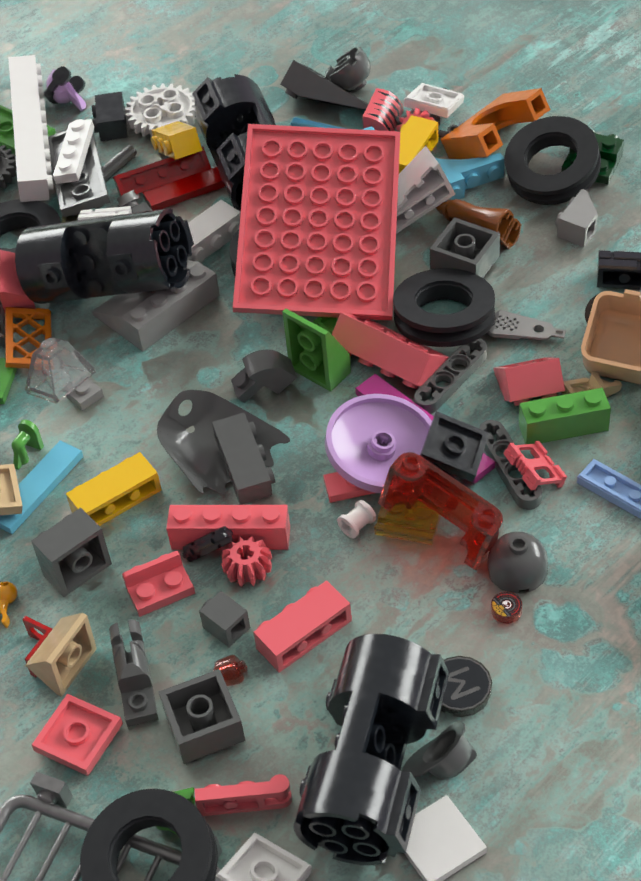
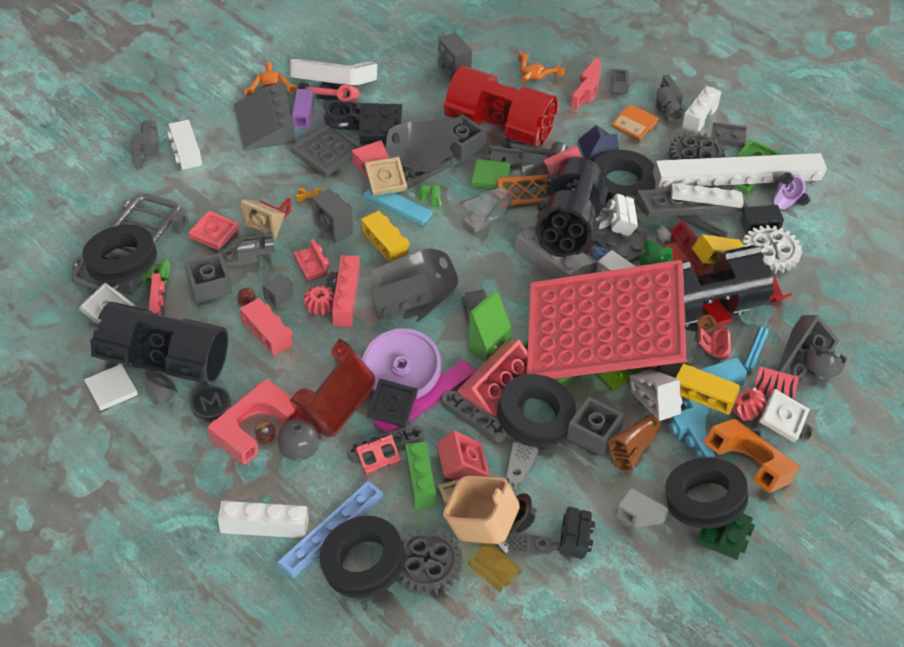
camera: 85 degrees right, 0 degrees up
(181, 199) = (655, 254): none -> green helmet
(513, 650) = (263, 399): none -> coral arch

